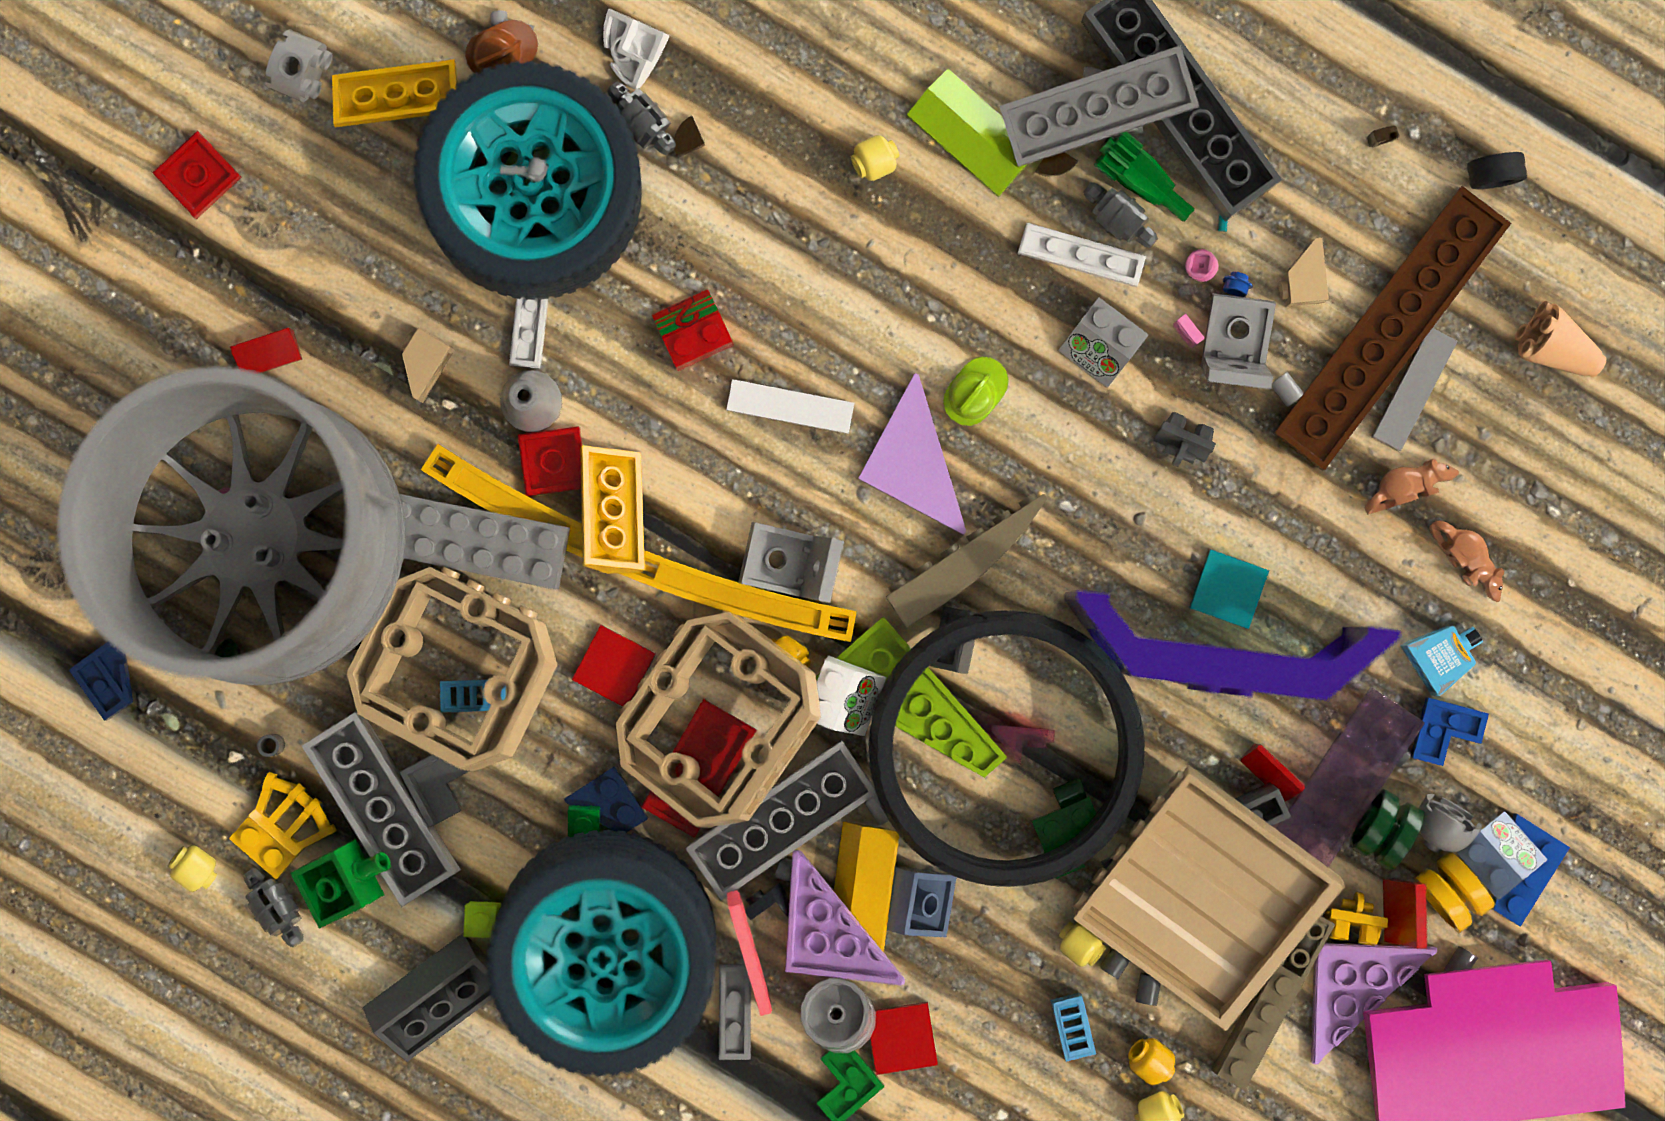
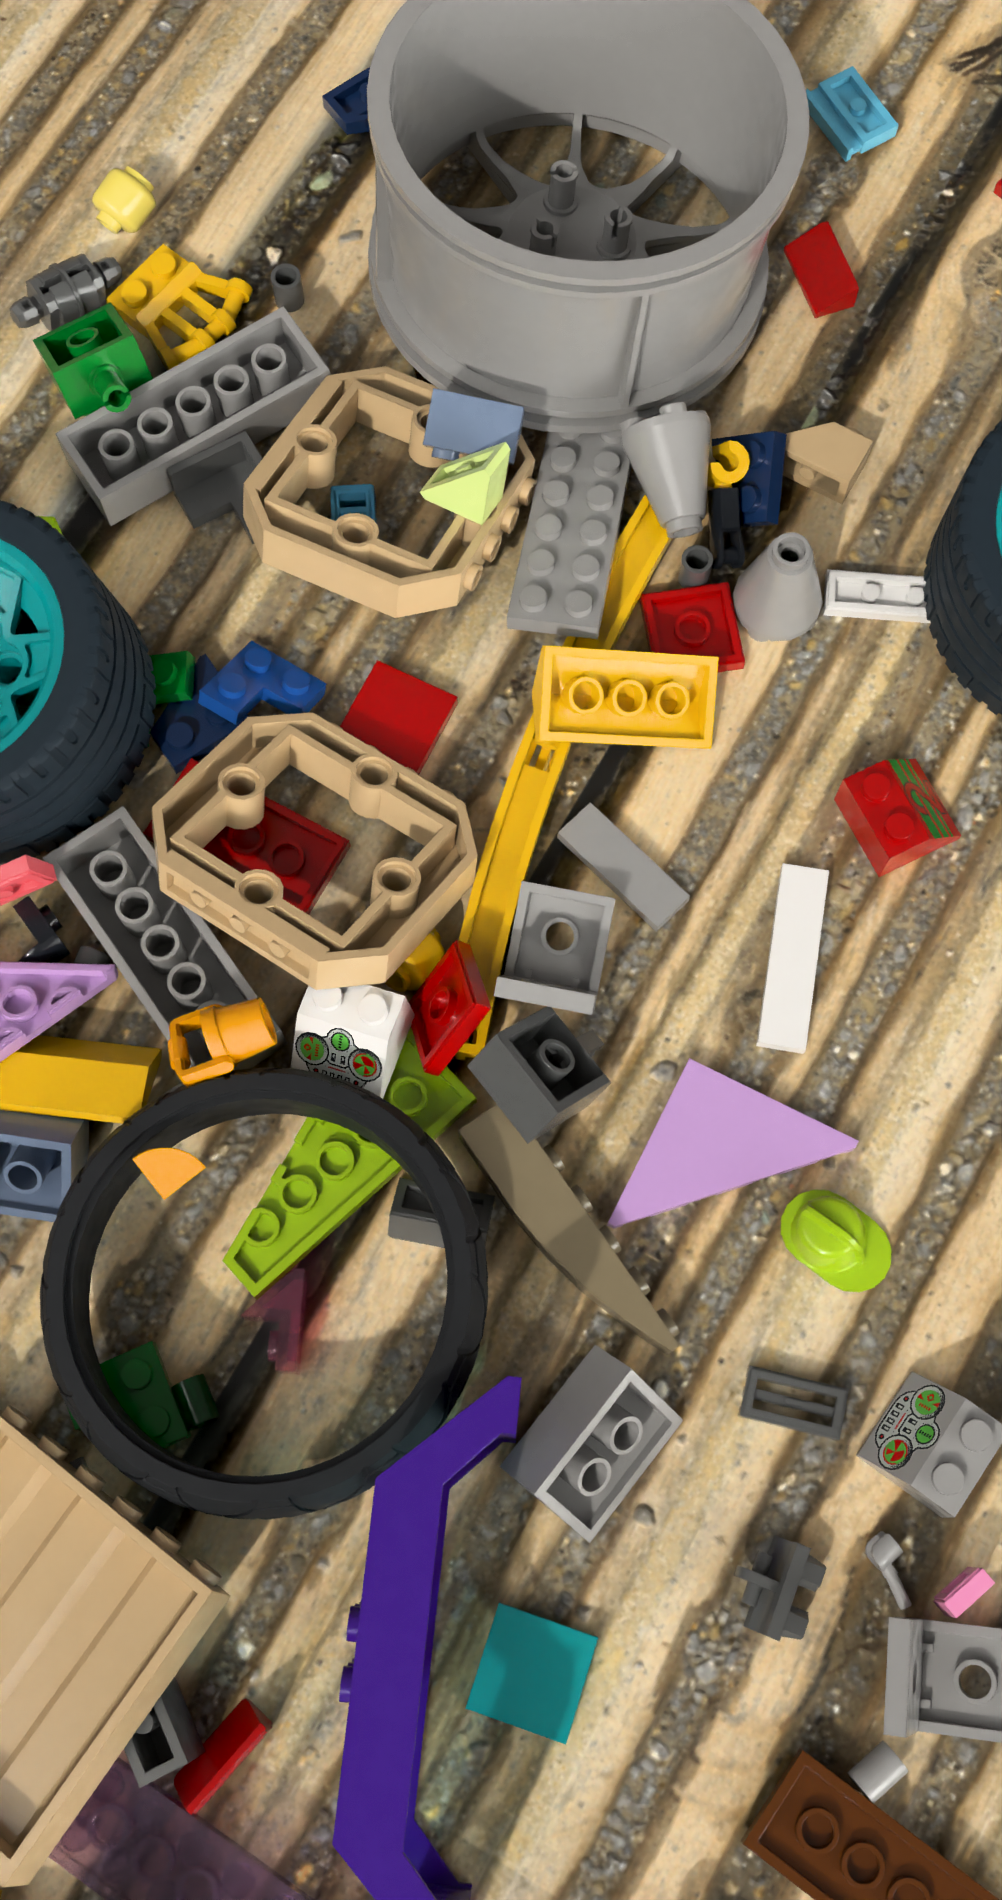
camera: 90 degrees right, 15 degrees down
(129, 322) = (850, 114): none -> medium azure plate
(412, 609) = (470, 424): none -> sand blue slope
(439, 414) = (763, 481): none -> dark blue wing
(442, 470) = (671, 464): none -> light grey cone
(461, 614) = (471, 483): none -> yellowish green slope
(464, 434) = (725, 503): none -> black piece
(502, 450) = (698, 558): none -> dark grey hinge
(582, 762) = (258, 676): none -> blue plate
(724, 515) = (623, 866): none -> light grey tile
(828, 633) = (448, 1007): none -> red tile
(849, 771) = (230, 1034): none -> light orange piece
(874, 574) = (540, 1072): none -> dark grey hinge
(938, 806) = (168, 1168): none -> light orange tile
(1082, 398) = (751, 1393): none -> dark grey tile
(1098, 549) = (592, 1442): none -> light grey slope
(1165, 376) = (883, 1551): none -> light grey hand

